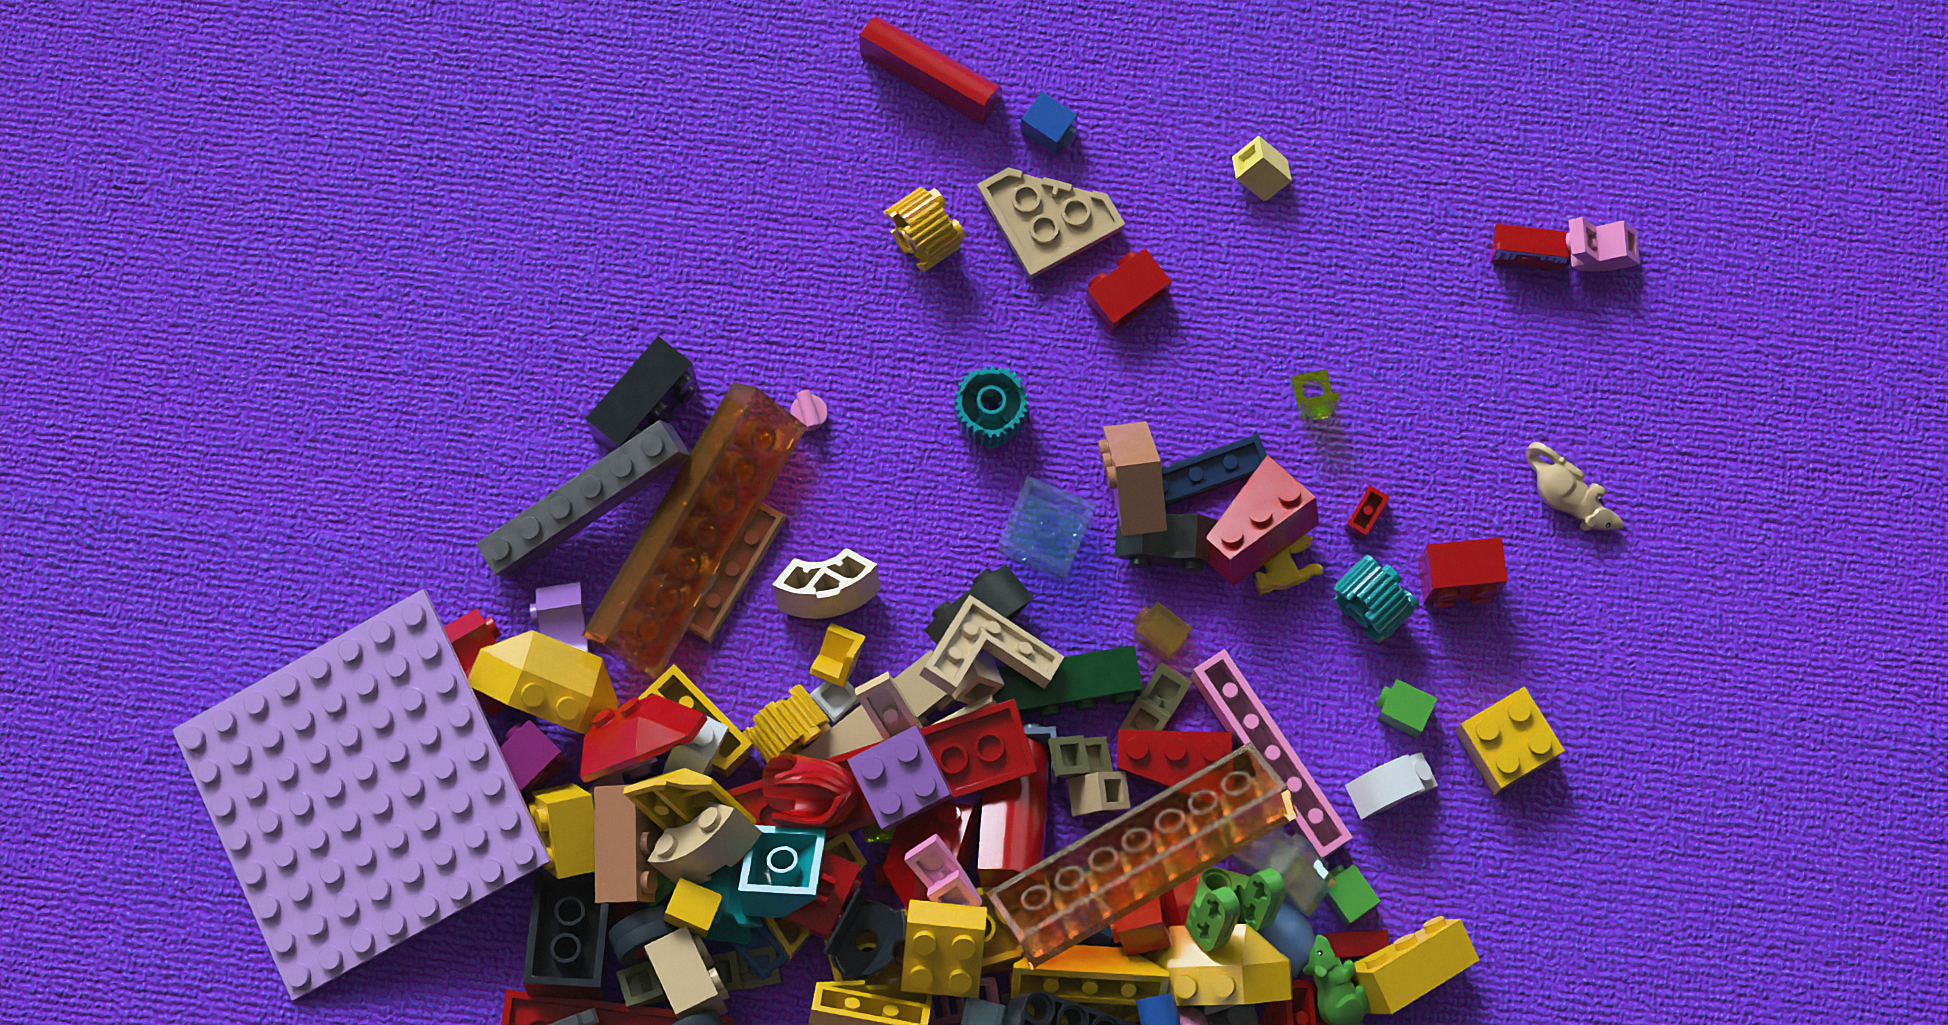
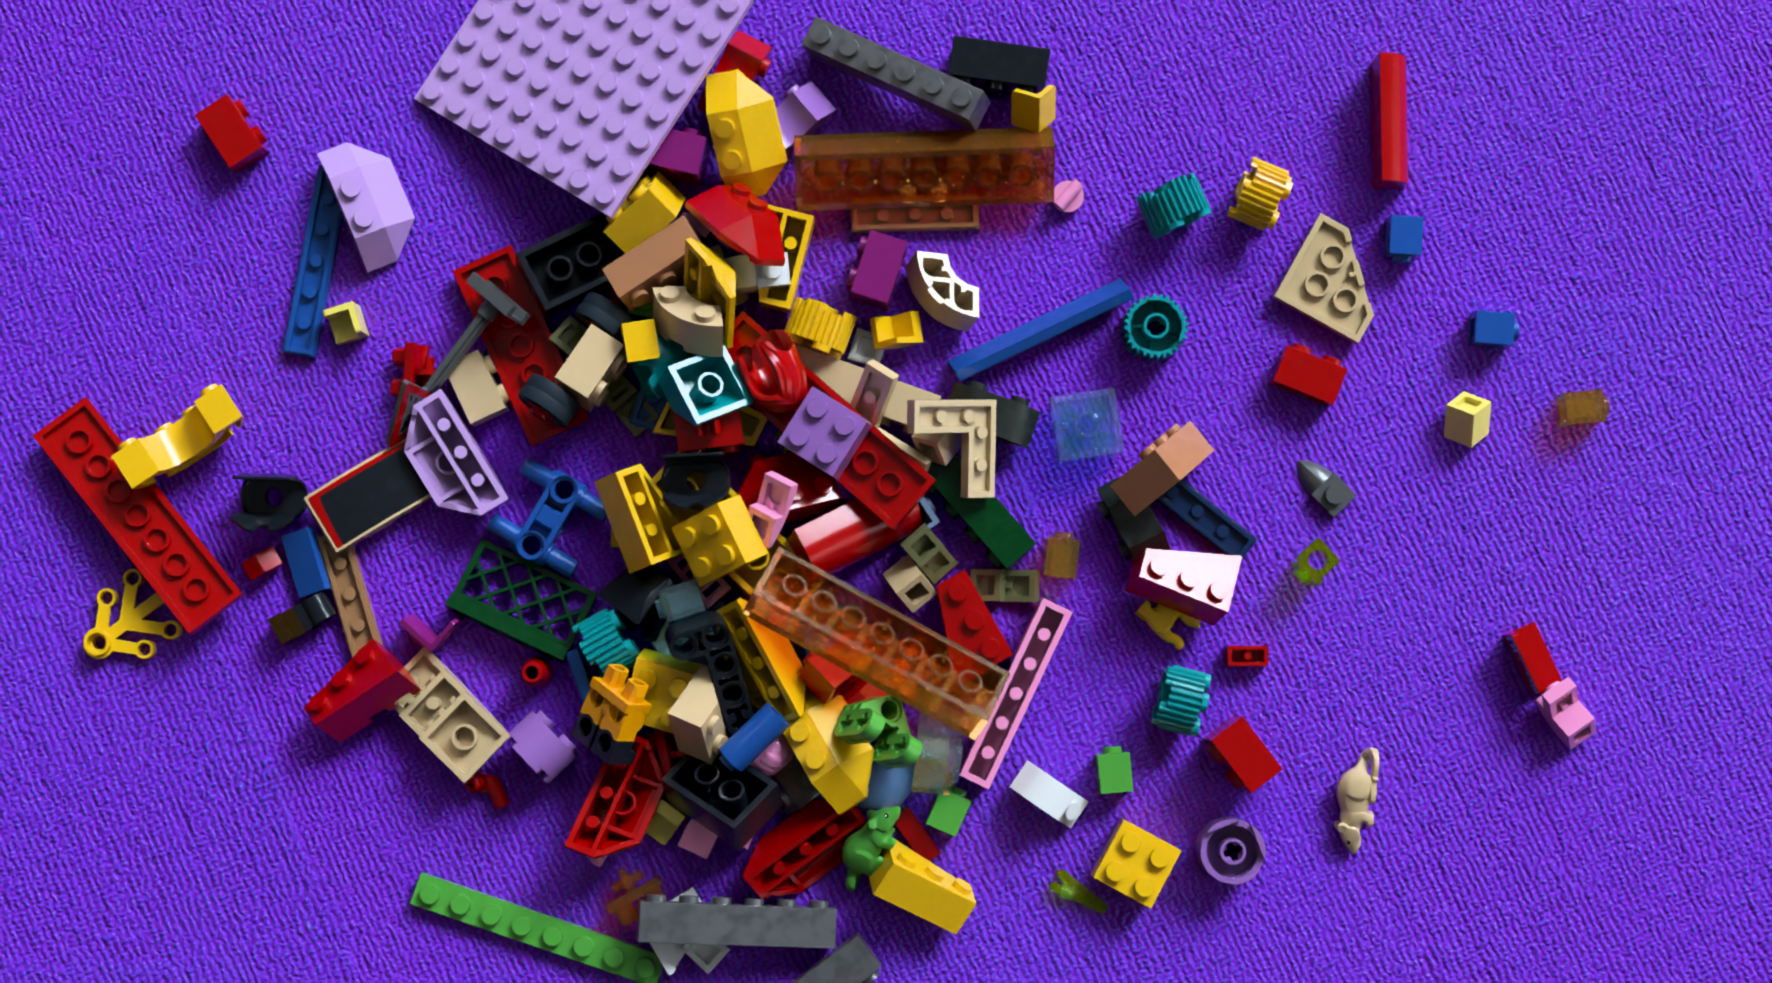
camera: 60 degrees right, 10 degrees up
(705, 388) = (1033, 110): none -> yellow panel
(767, 635) = (878, 269): none -> magenta brick
(883, 315) = (1173, 205): none -> teal brick
(923, 516) = (1040, 329): none -> blue tile
(1189, 94) = (1492, 329): none -> blue brick
(1246, 341) = (1324, 487): none -> dark grey plate
(1315, 58) = (1582, 408): none -> clear yellow brick
(1502, 820) = (1075, 891): none -> clear neon green piece
(1569, 631) = (1246, 859): none -> medium lavender brick

